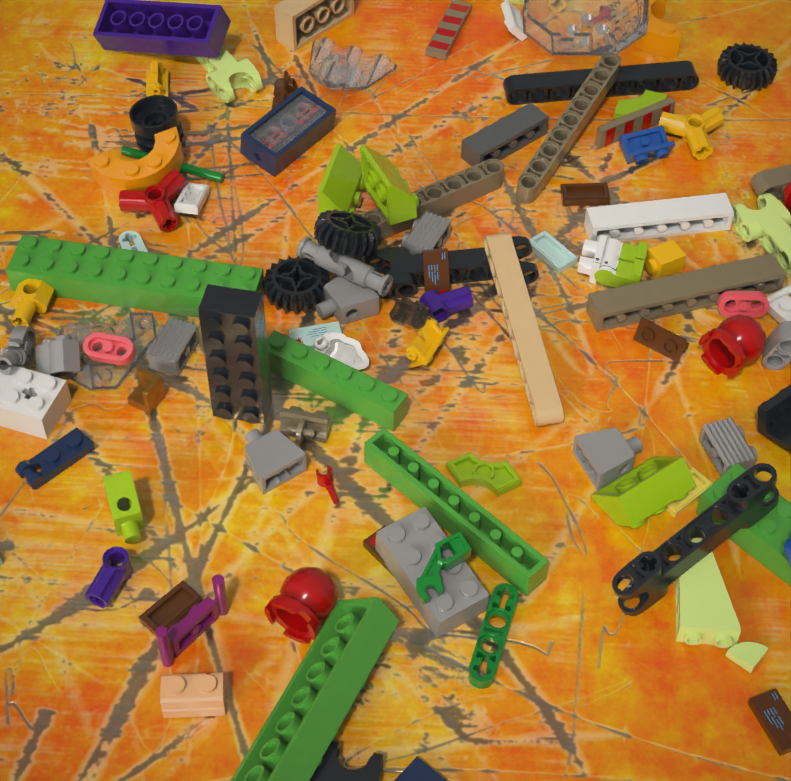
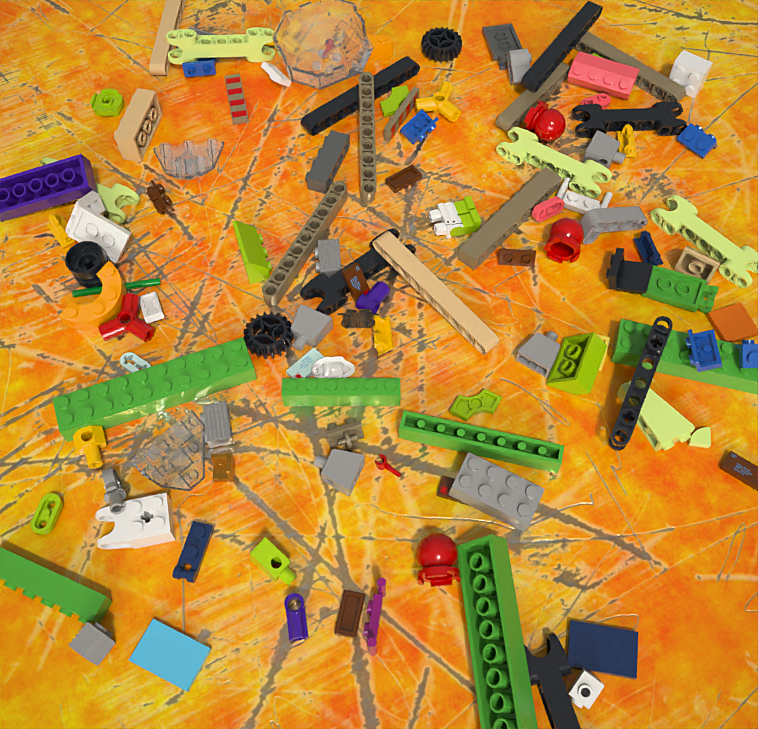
camera: 30 degrees left, 10 degrees up
(58, 356) = (148, 479): light grey brick -> none
(111, 350) = (186, 455): coral plate -> none
(185, 85) = (90, 225): none -> white bracket
(193, 695) = (411, 666): light nougat brick -> none
(236, 353) = (286, 414): black brick -> none
(287, 131) = (183, 225): brick -> none
(345, 266) = (312, 308): light grey piece -> none
(347, 233) = (286, 284): black gear -> none
(387, 187) = (286, 237): lime slope -> none
(431, 575) = (508, 499): green piece -> none
(495, 635) = (560, 509): green beam -> none
(552, 252) = (412, 229): light aqua tile -> none
(660, 218) = (460, 175): white brick -> none
(665, 260) = (485, 201): yellow brick -> none
(727, 445) = (603, 310): light grey brick -> none

